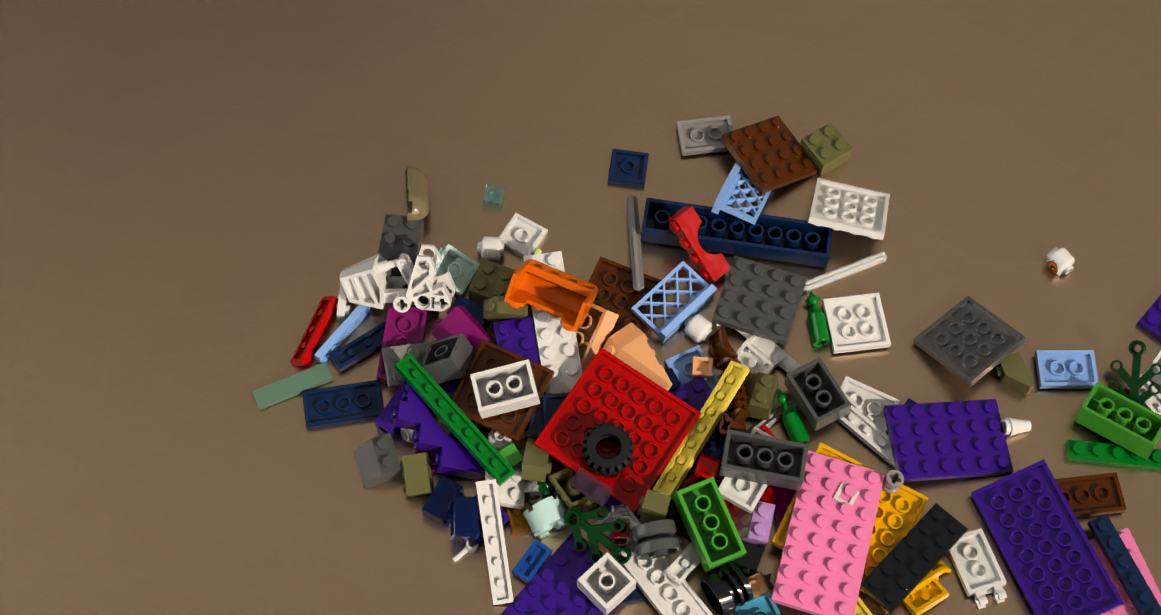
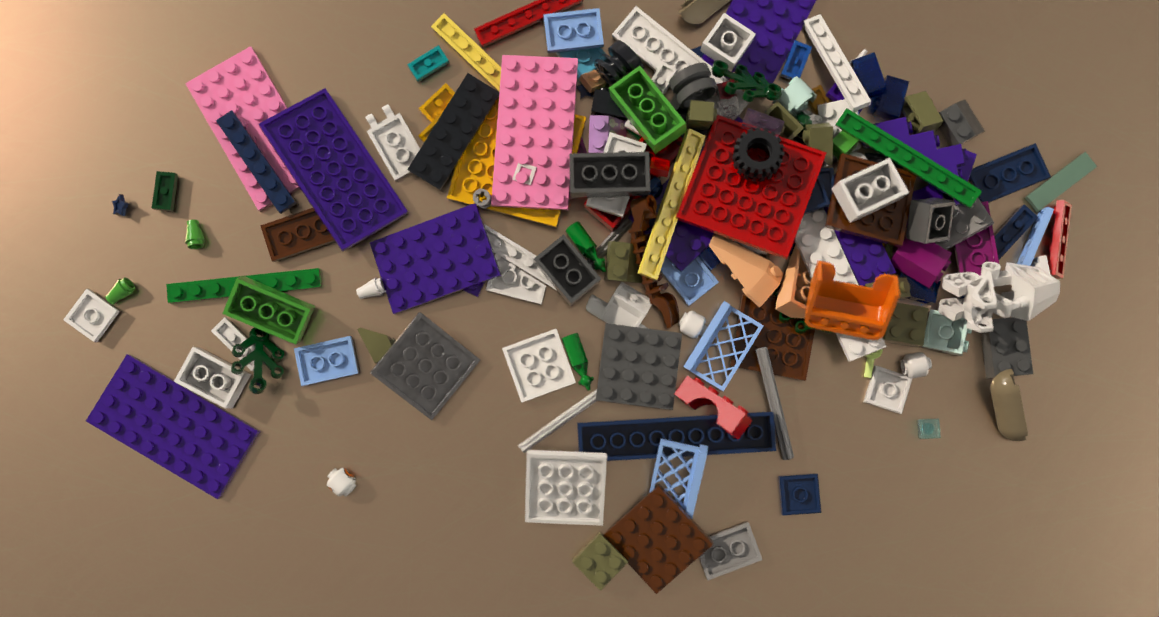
camera: 170 degrees right, 20 degrees up
(702, 367) = (682, 277): light nougat plate -> none

